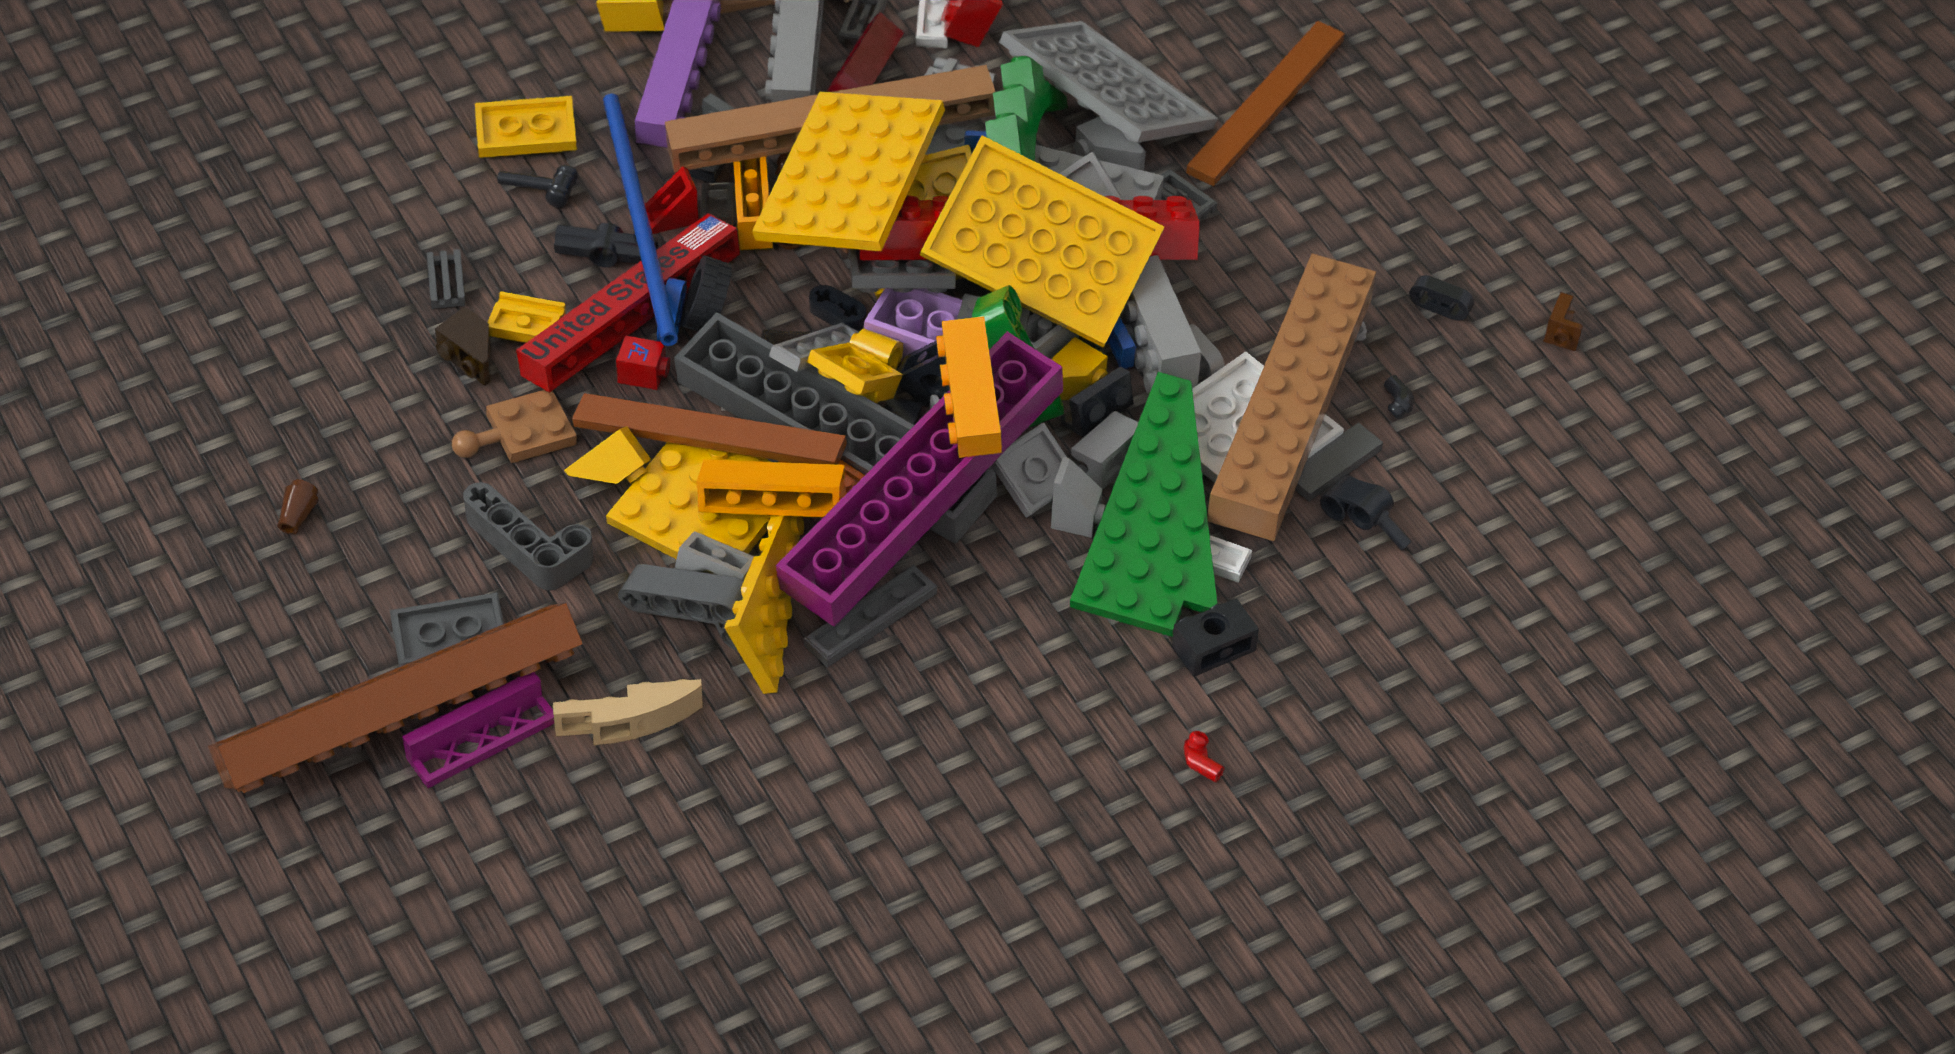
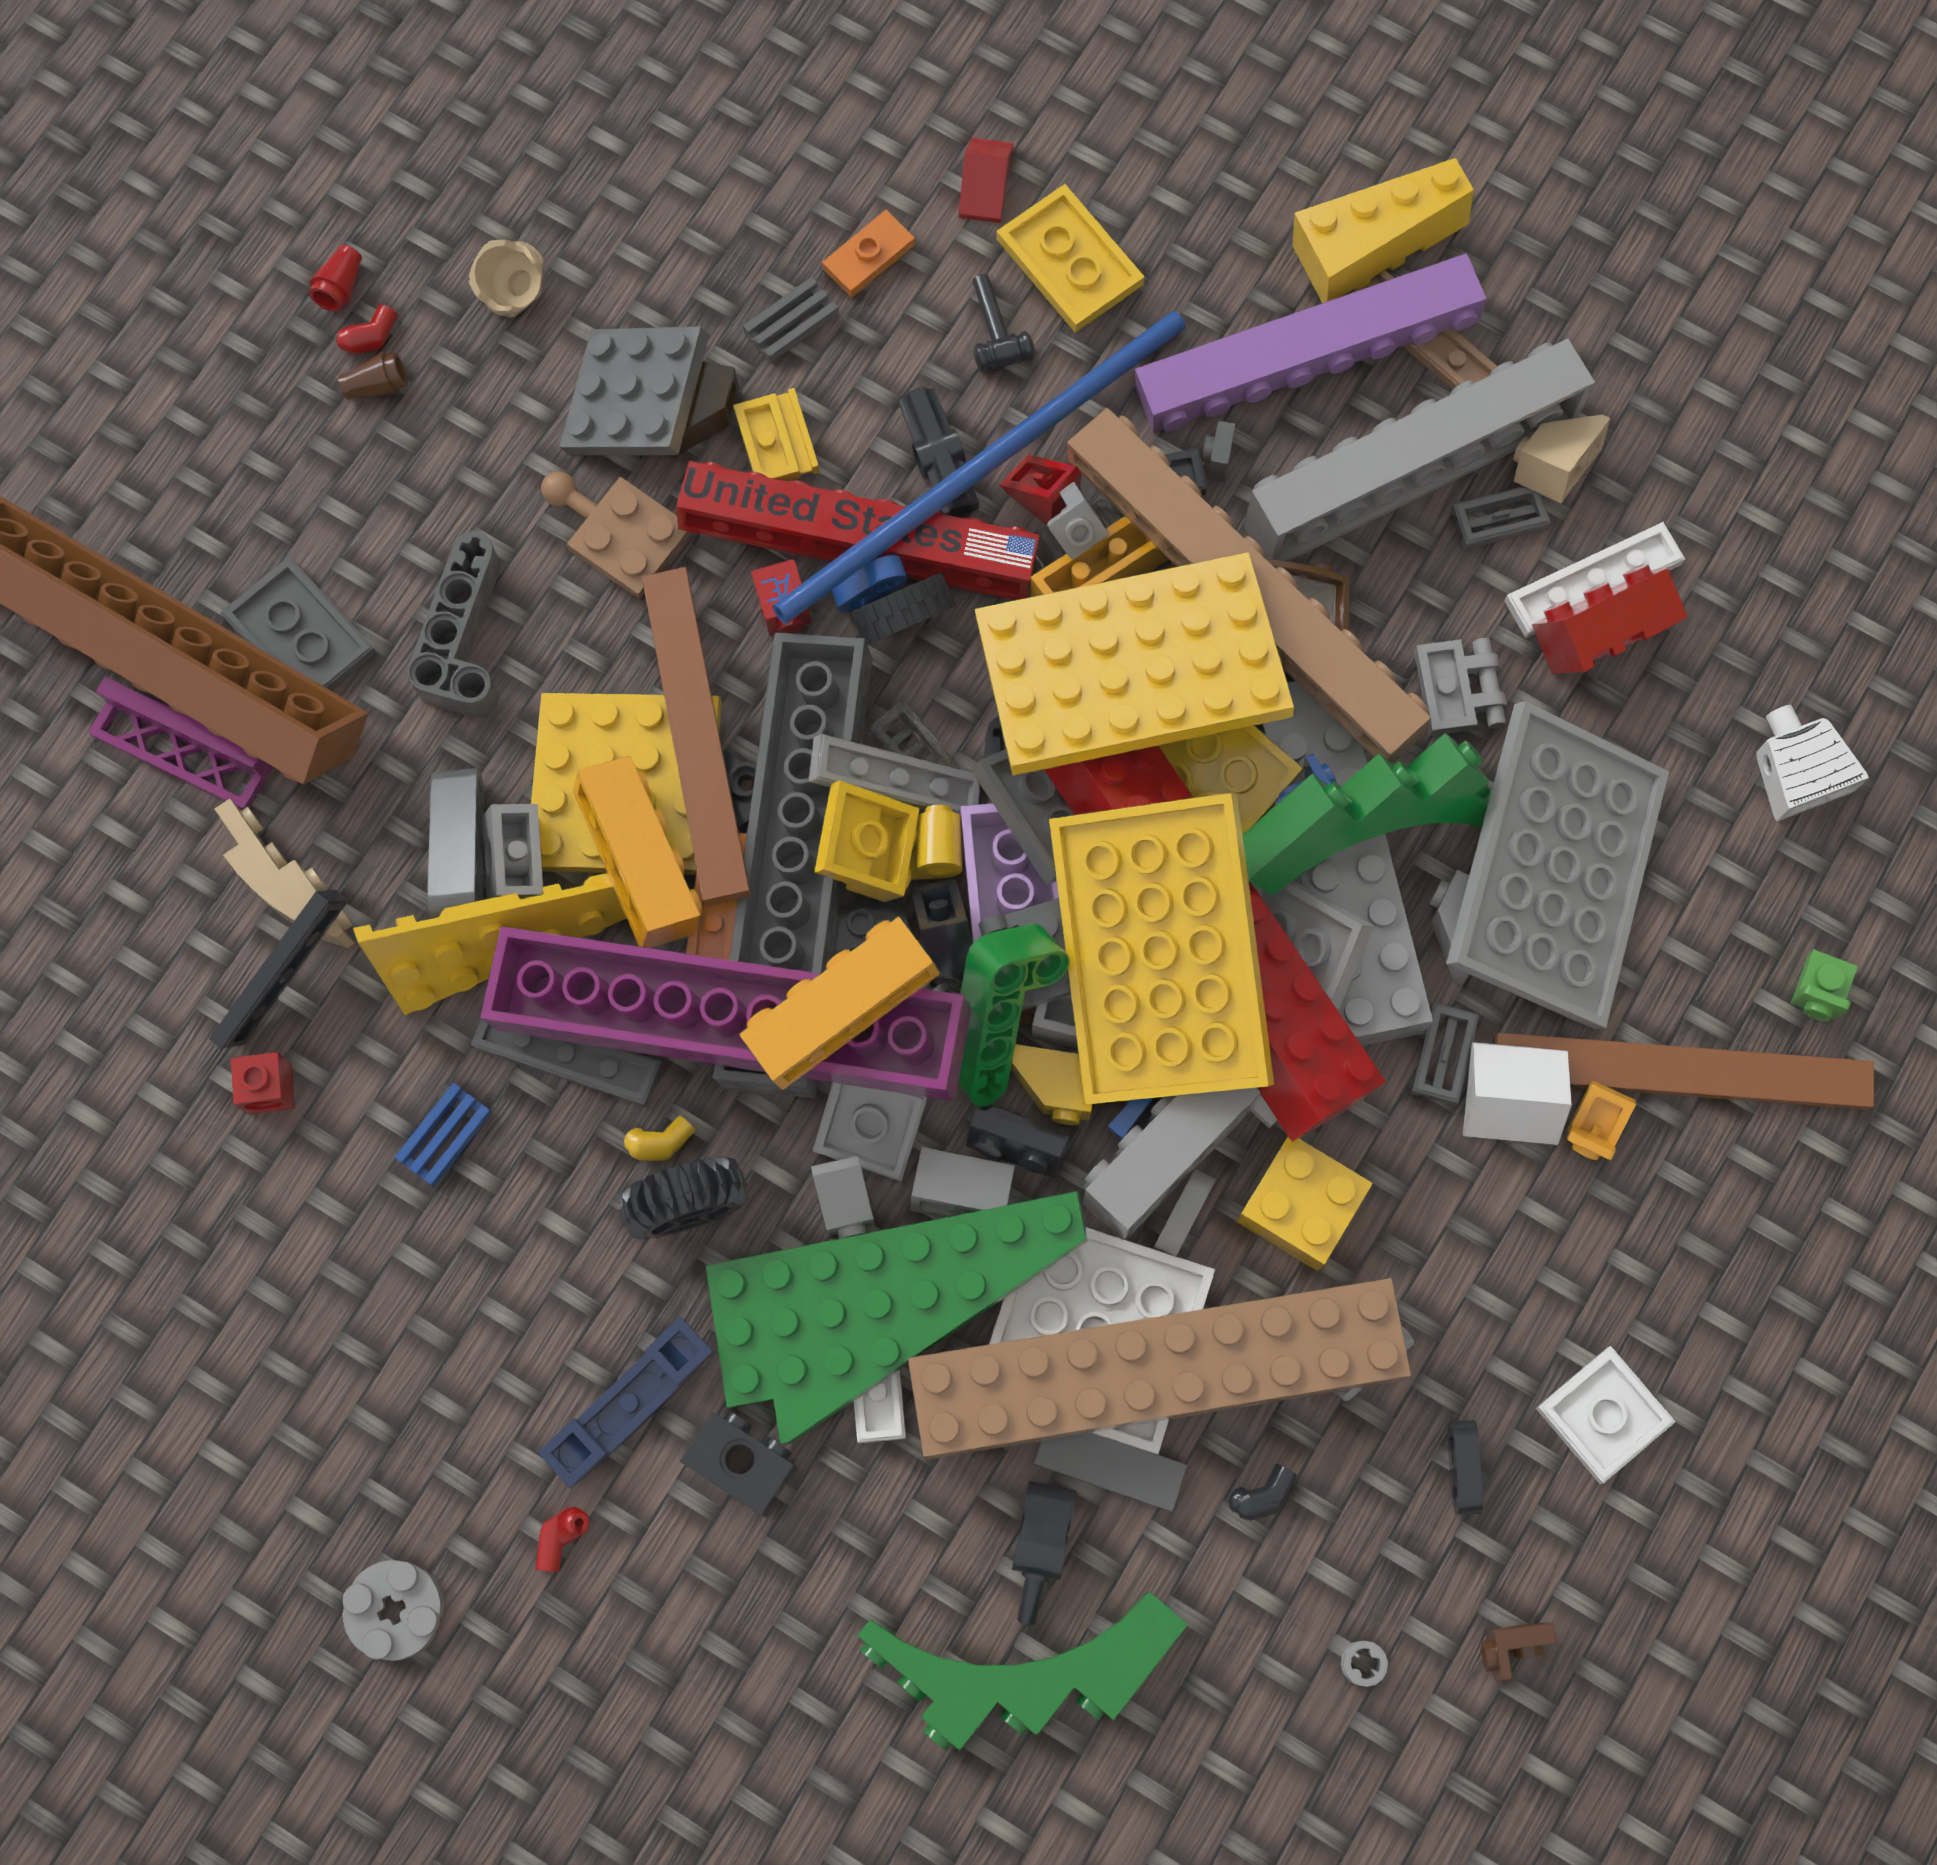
camera: 65 degrees right, 25 degrees up
(205, 498) = (336, 279): none -> red cone
(260, 498) = (367, 336): none -> red arm
(290, 400) = (507, 276): none -> tan hair
(433, 221) = (868, 253): none -> orange plate
(434, 141) = (985, 179): none -> red slope
(434, 367) = (634, 391): none -> plate
(612, 460) = (609, 654): yellow slope -> none
(702, 723) = (279, 969): none -> black tile
(720, 176) = (1078, 524): none -> light grey bracket
(772, 779) = (262, 1083): none -> red brick
(868, 55) = (1400, 565): dark red beam -> none
(869, 683) = (430, 1123): none -> blue tile
(970, 590) = (658, 1145): none -> yellow arm
(1021, 577) = (683, 1197): none -> black gear
(1132, 675) = (626, 1404): none -> dark blue slope
(1192, 852) = (418, 1622): none -> light grey plate
(1232, 170) = (1517, 1093): none -> white slope
(1232, 292) = (1304, 1203): none -> yellow brick
(1258, 21) = (1824, 986): none -> bright green bracket
(1272, 145) = (1599, 1121): none -> light orange bracket
(1438, 585) = (964, 1693): none -> green arch
(1449, 229) = (1605, 1415): none -> white tile
(1534, 407) = (1373, 1651): none -> light grey bush

